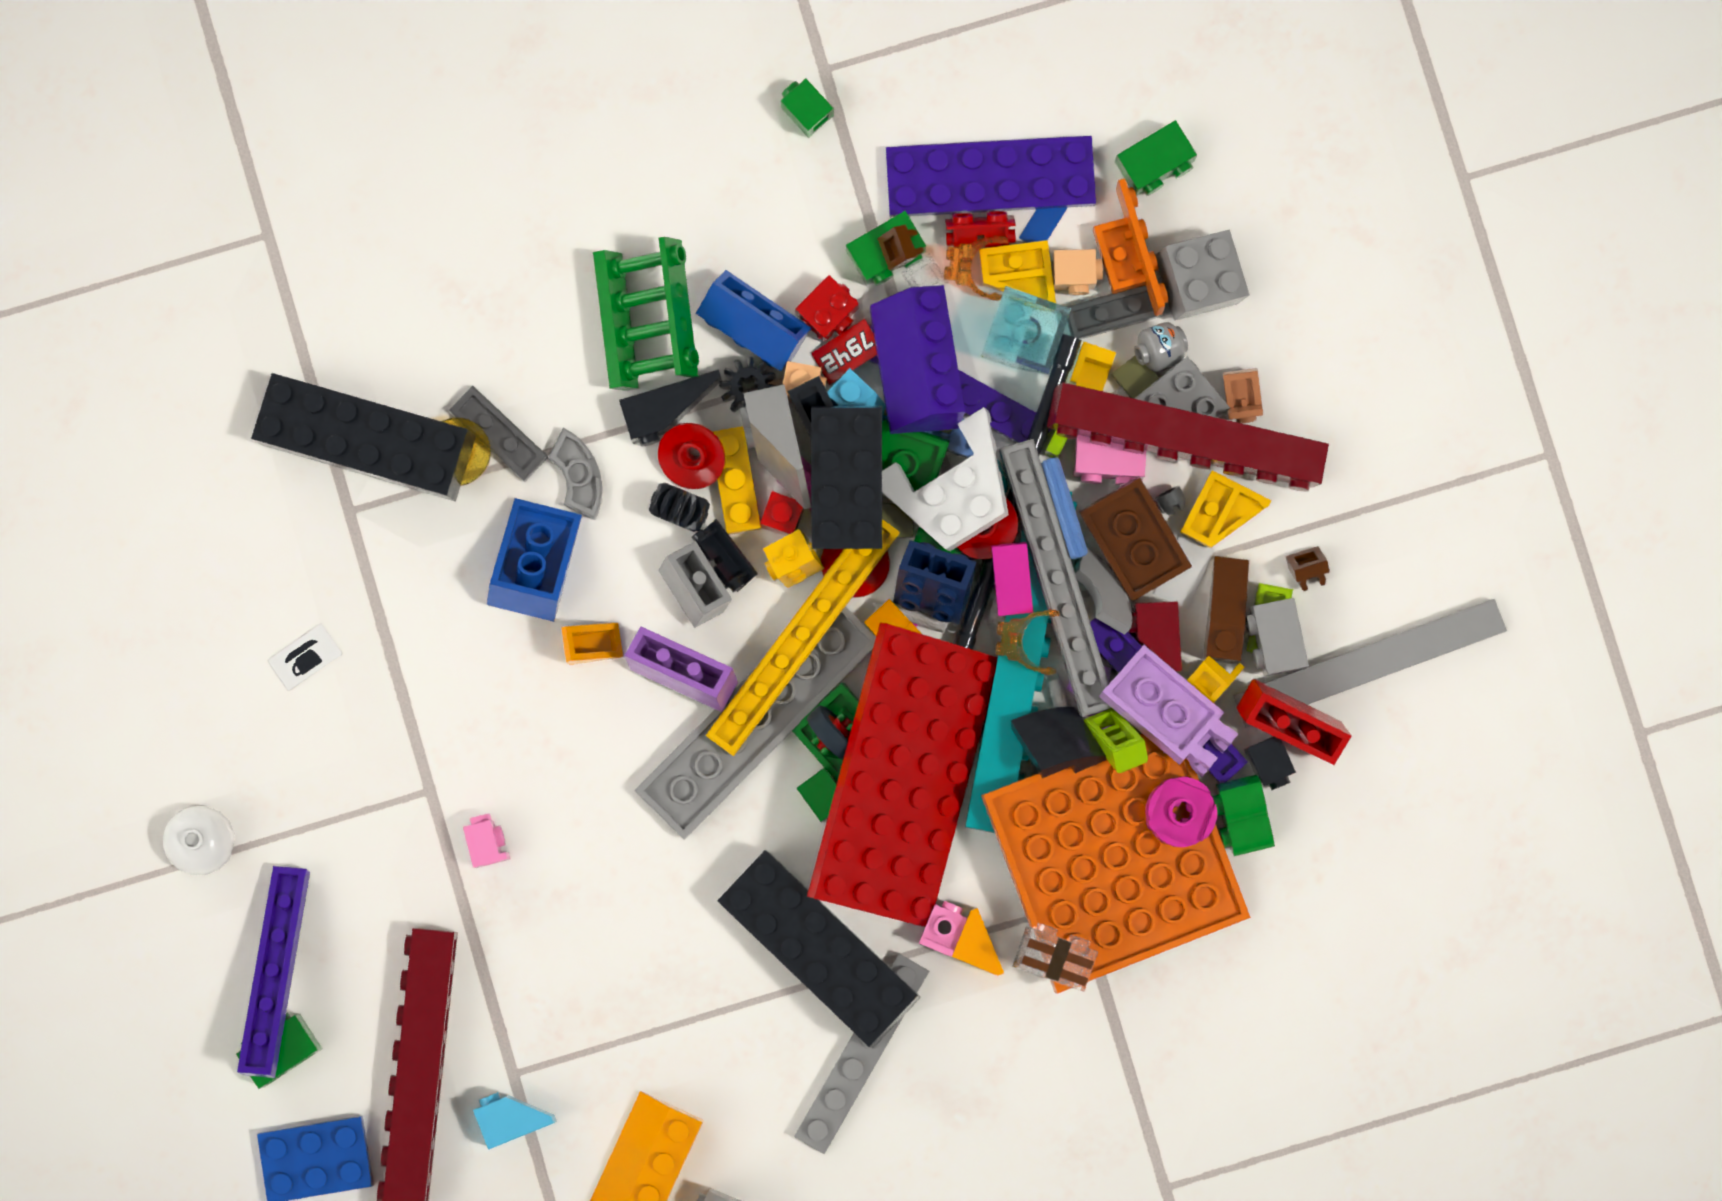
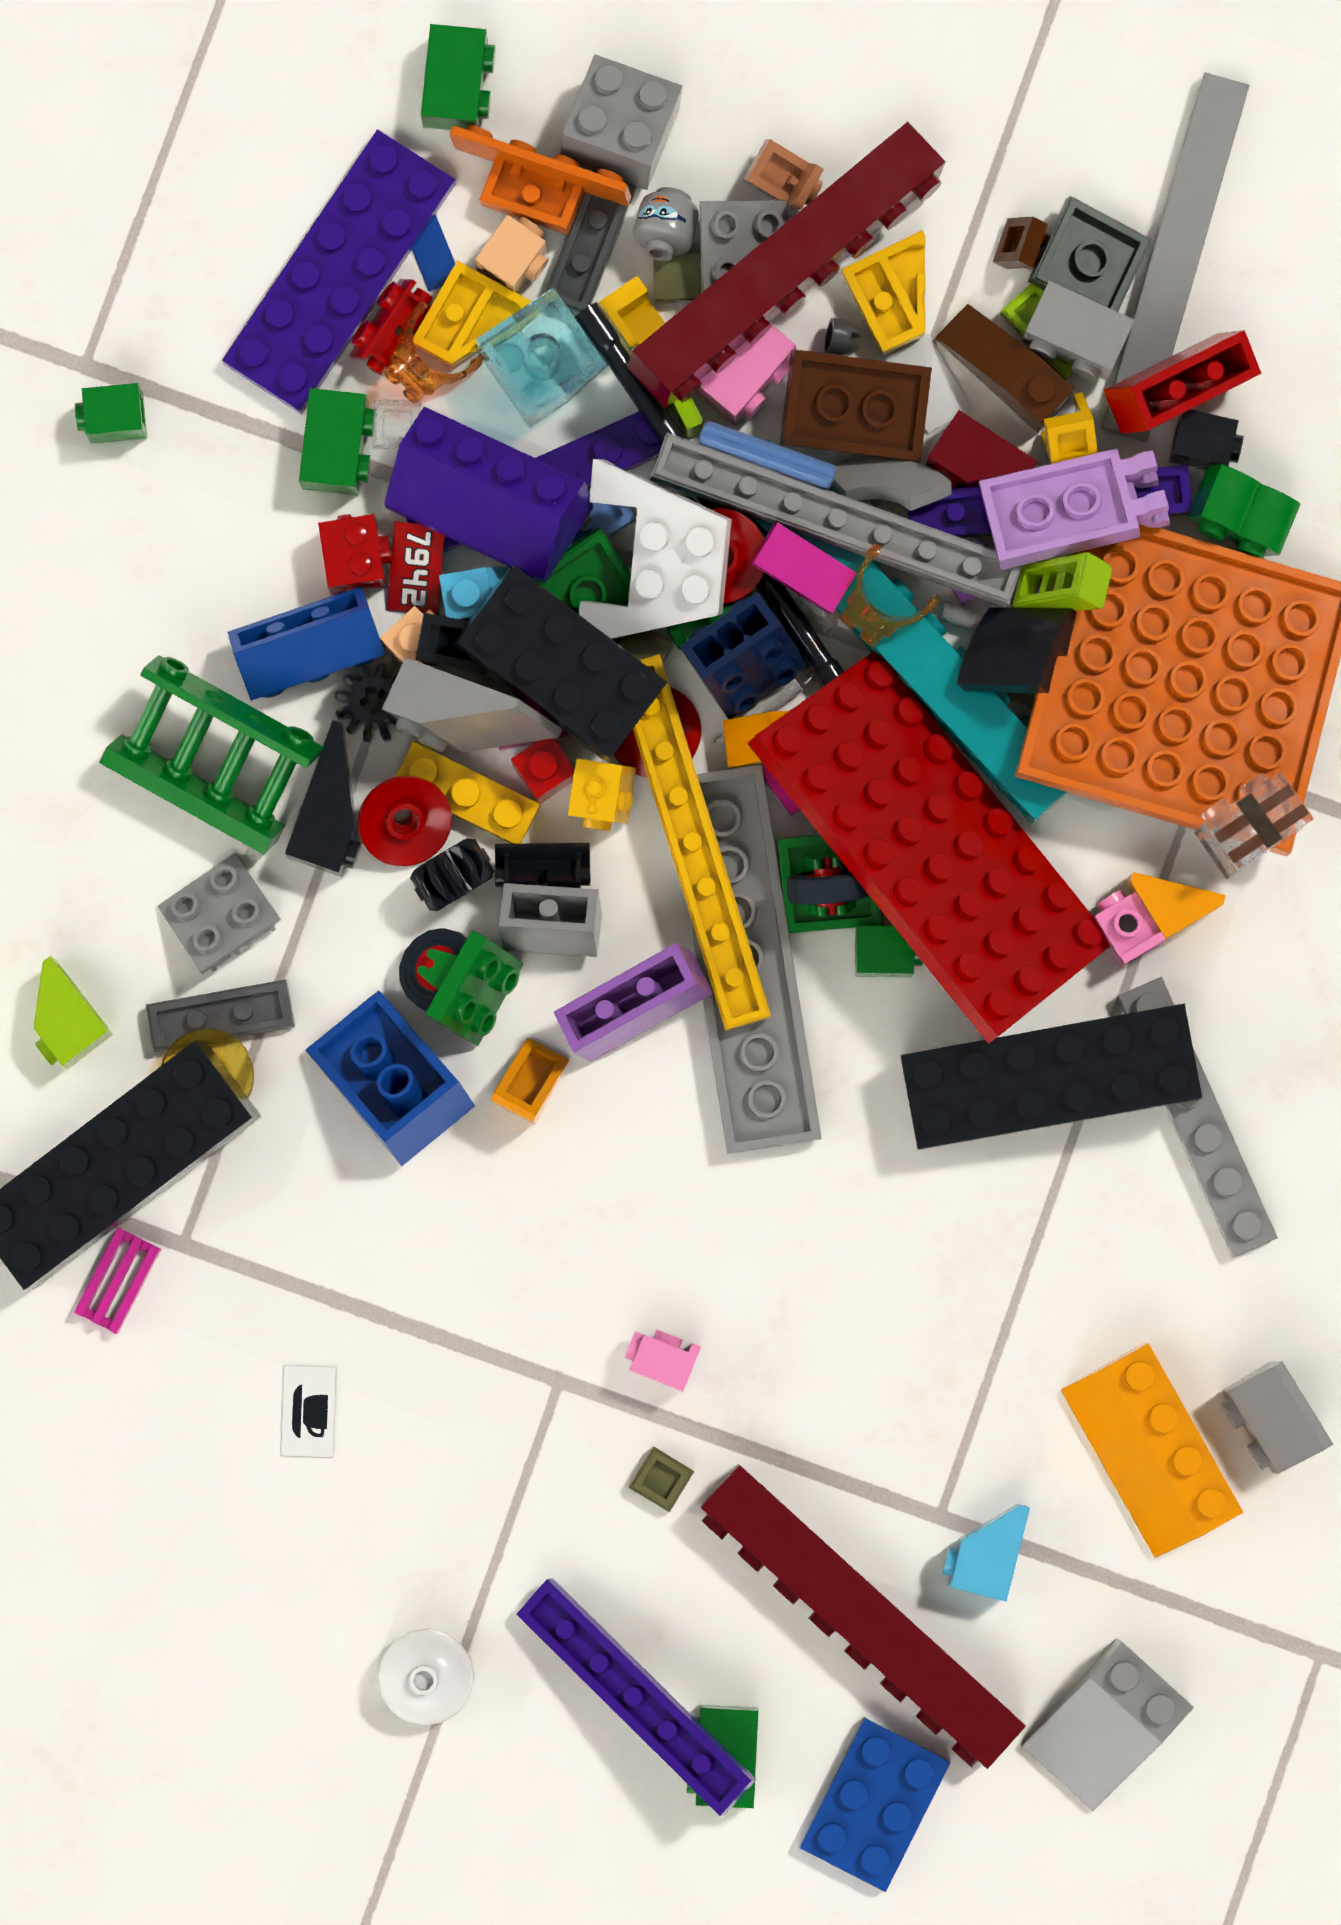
camera: 55 degrees left, 0 degrees up
(299, 475) = (101, 1271): none -> dark pink tile
(415, 893) = (661, 1479): none -> olive tile
(430, 344) = (65, 1018): none -> lime slope
(557, 388) = (219, 913): none -> light grey hinge
(580, 472) = (330, 957): light grey tile -> none
(619, 557) = (458, 980): none -> green plate
(898, 246) = (346, 422): reddish brown tile -> none
(1198, 802) = (1185, 600): dark pink plate -> none
(1330, 612) = (1090, 255): none -> pearl dark grey plate

